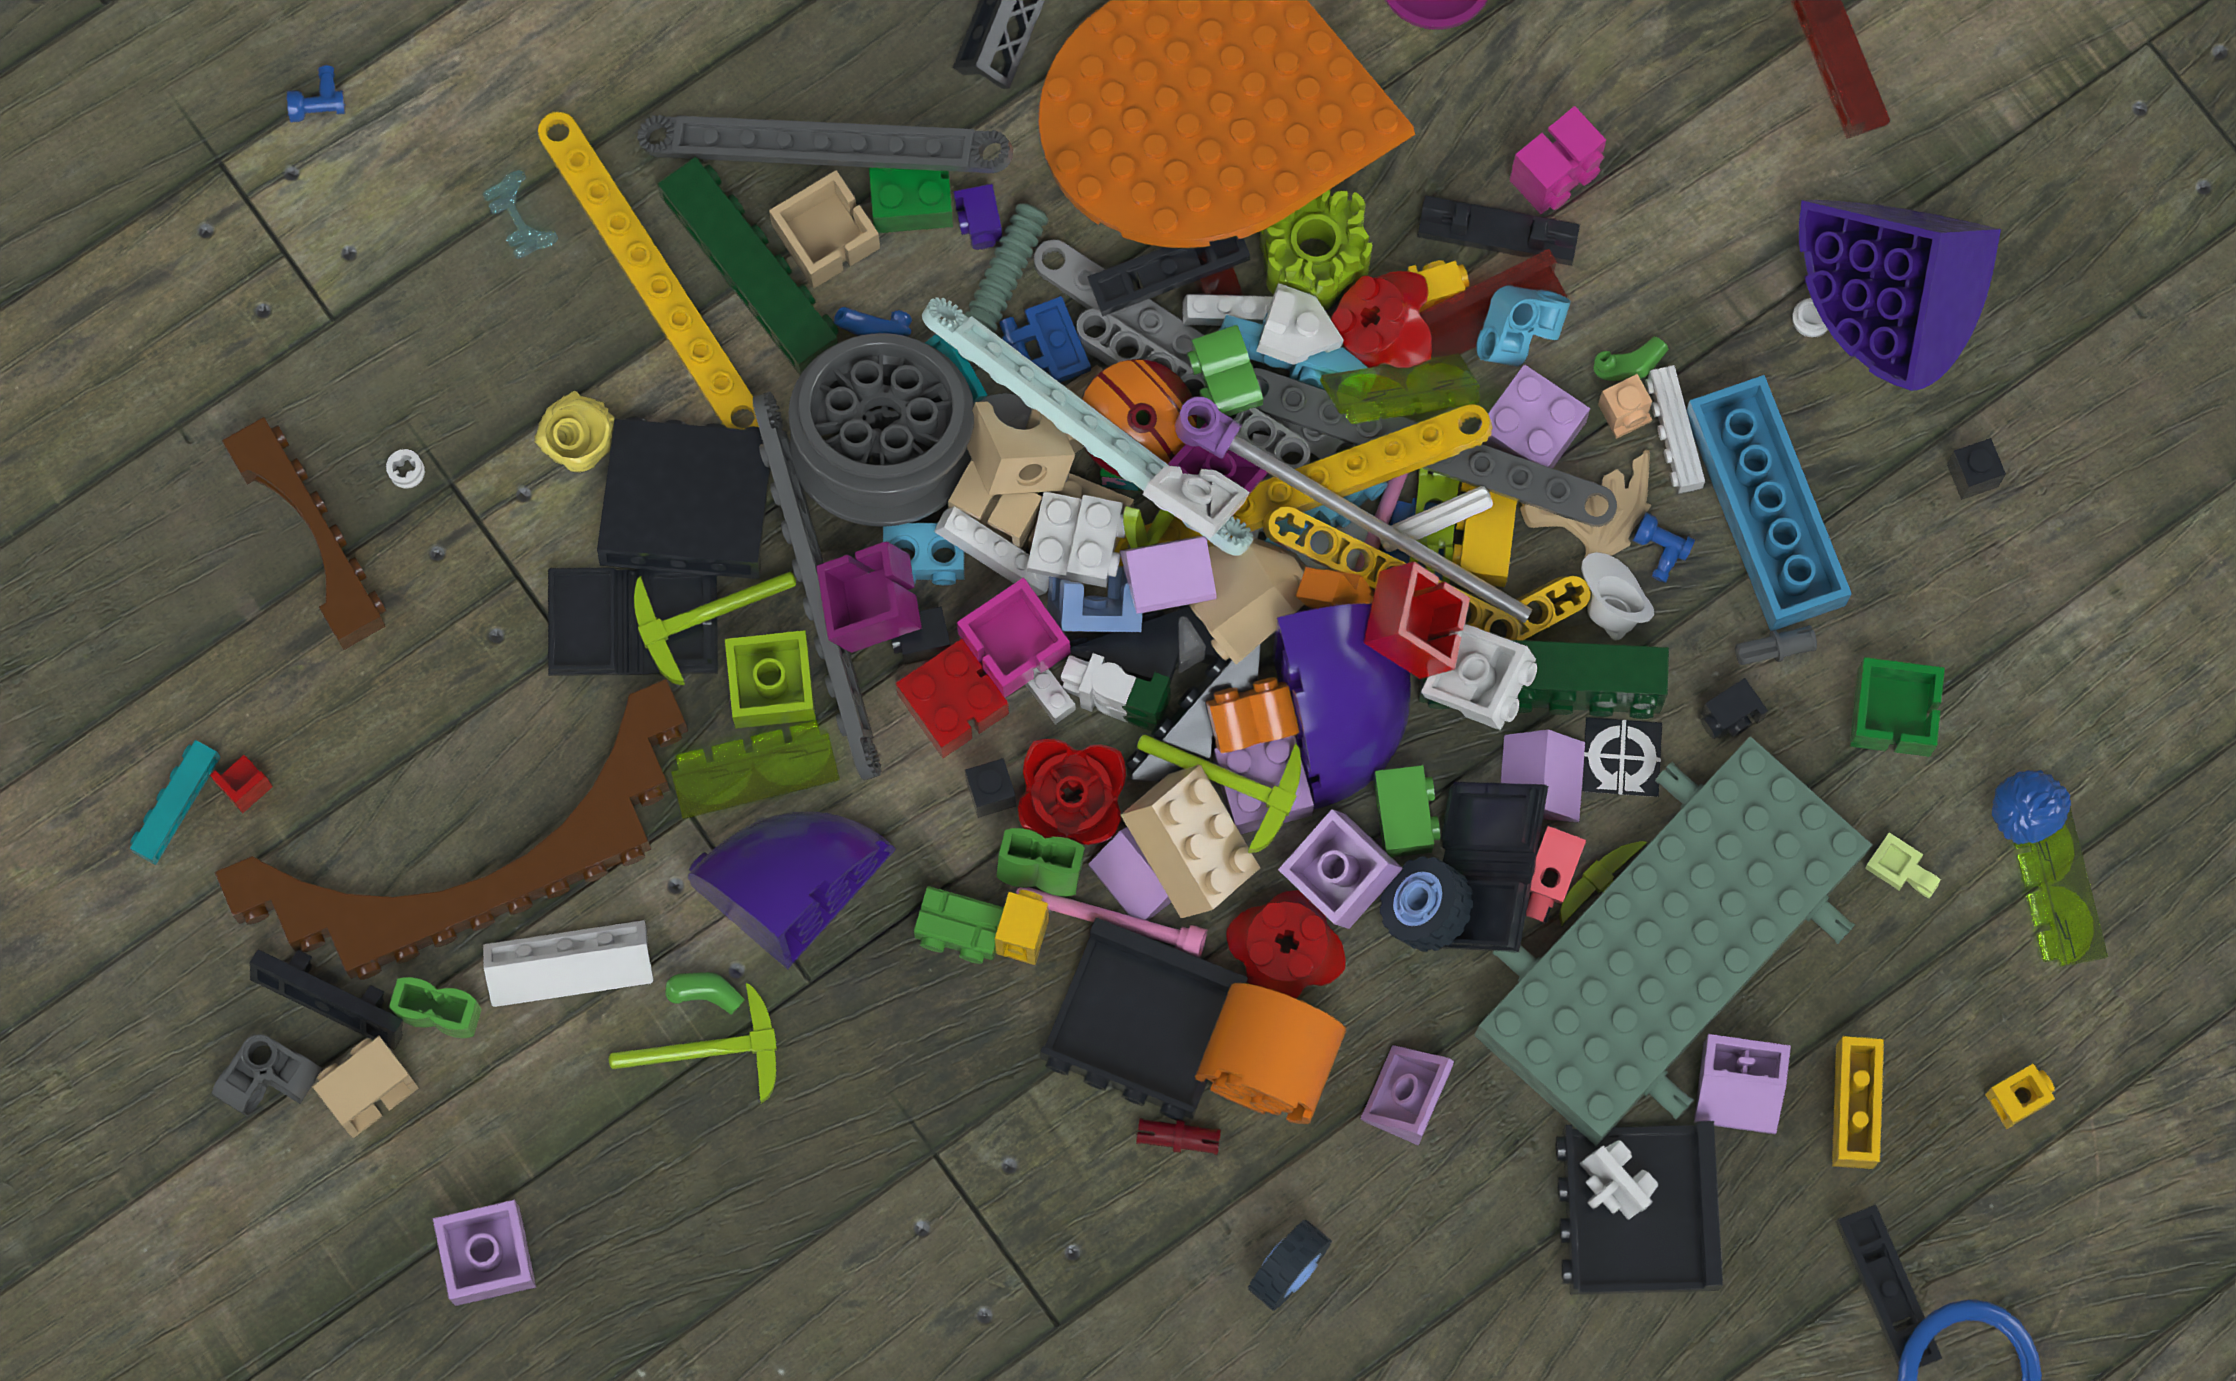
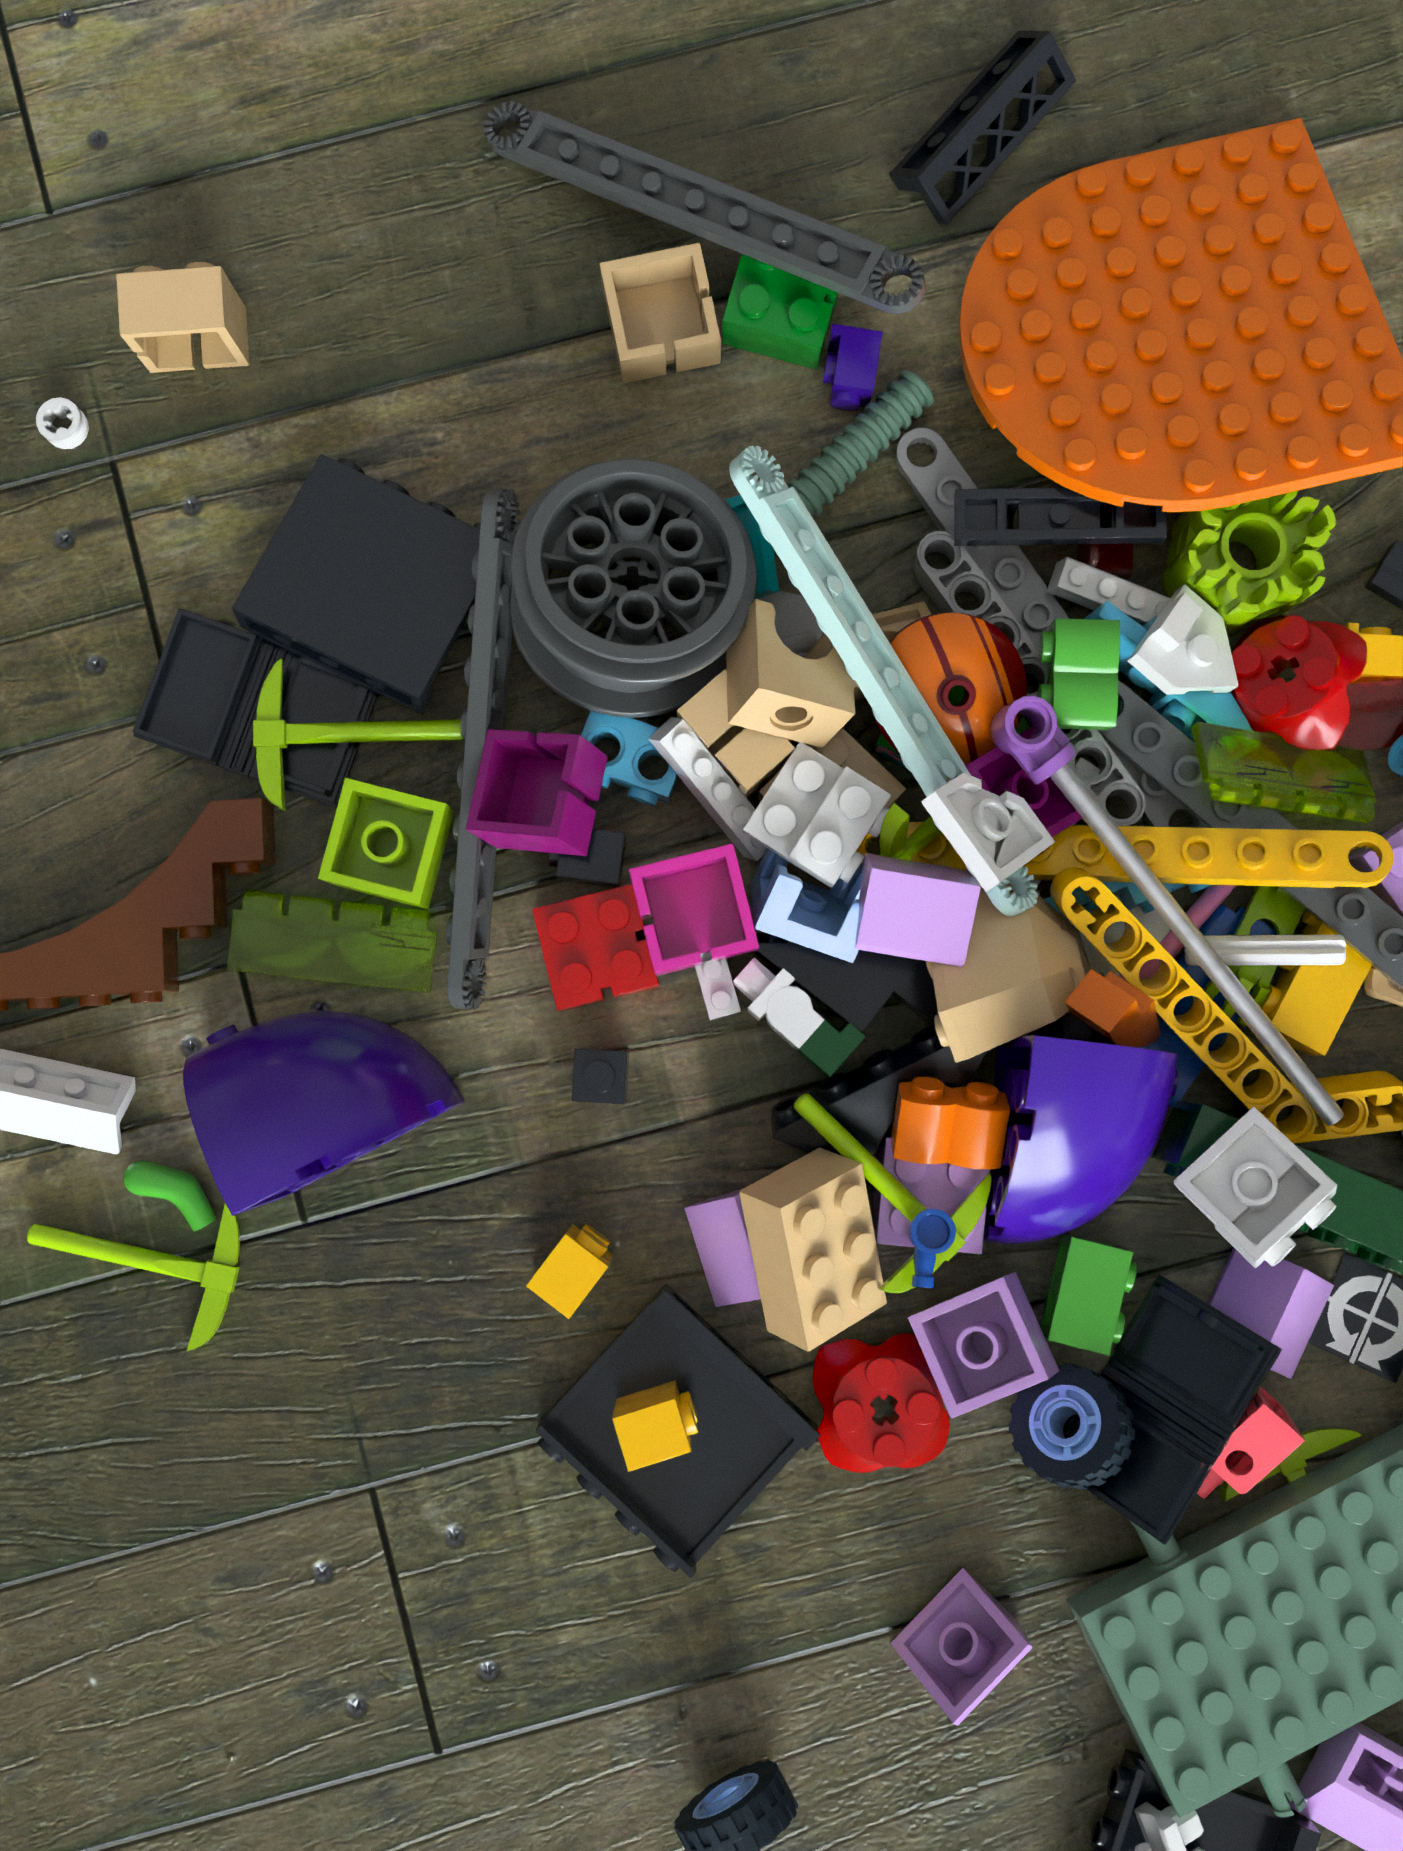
camera: 20 degrees right, 10 degrees up
(475, 349) = (167, 306): none -> tan piece
(508, 192) = (299, 138): clear light blue piece -> none
(576, 432) = (269, 452): light yellow hair -> none
(647, 270) = (434, 285): yellow plate -> none
(747, 264) = (553, 319): dark green brick -> none
(863, 324) = (667, 450): blue arm -> none
(958, 924) = (501, 1229): bright green brick -> none
(1034, 861) = (636, 1200): bright green brick -> none
(1055, 337) = (887, 550): blue plate -> none
(1055, 766) = (702, 1164): red brick -> none
(1124, 1010) = (654, 1424): none -> yellow brick
(1178, 1136) = (665, 1585): dark red pin -> none
(1187, 940) = (765, 1351): bright pink piece -> none
(1190, 646) = (905, 998): clear slope -> none
(1263, 785) = (931, 1234): none -> blue piece
(1271, 1052) = (811, 1554): orange brick -> none
(1409, 611) = (1204, 1071): red piece -> none

